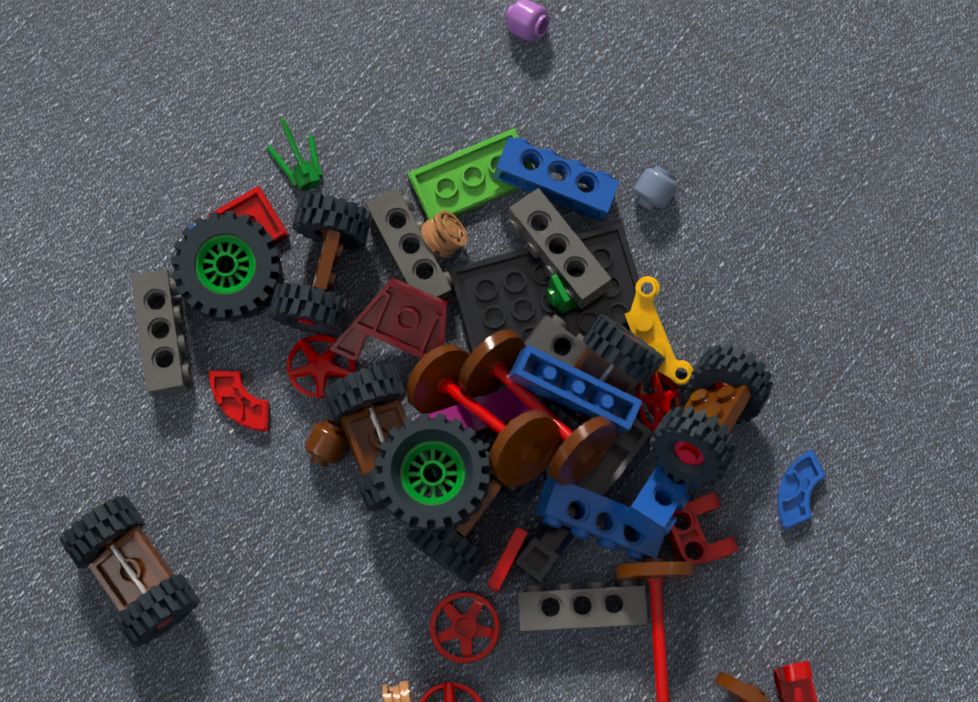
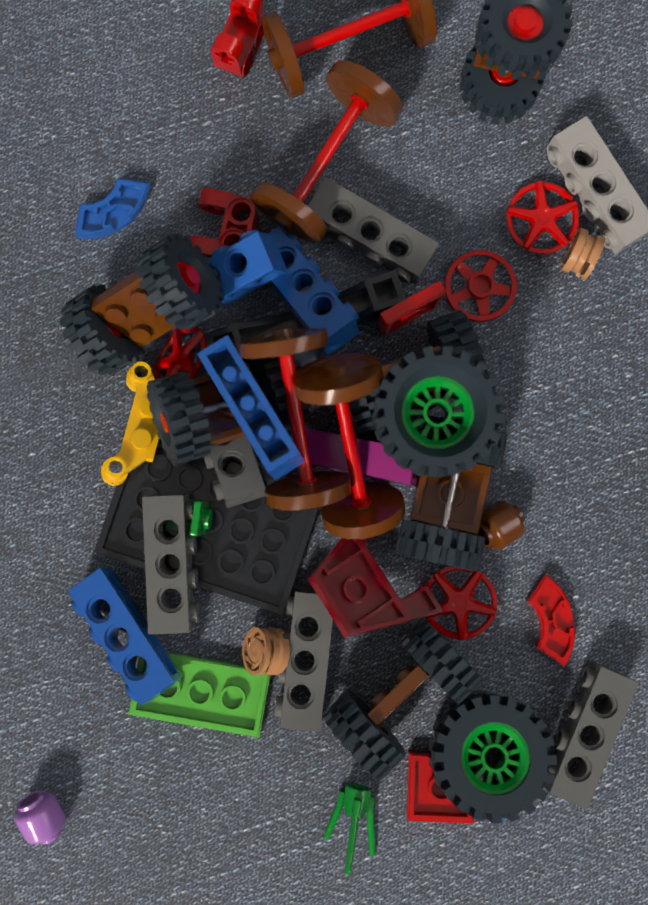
camera: 150 degrees left, 10 degrees up
(655, 188) = (39, 563): sand blue head -> none

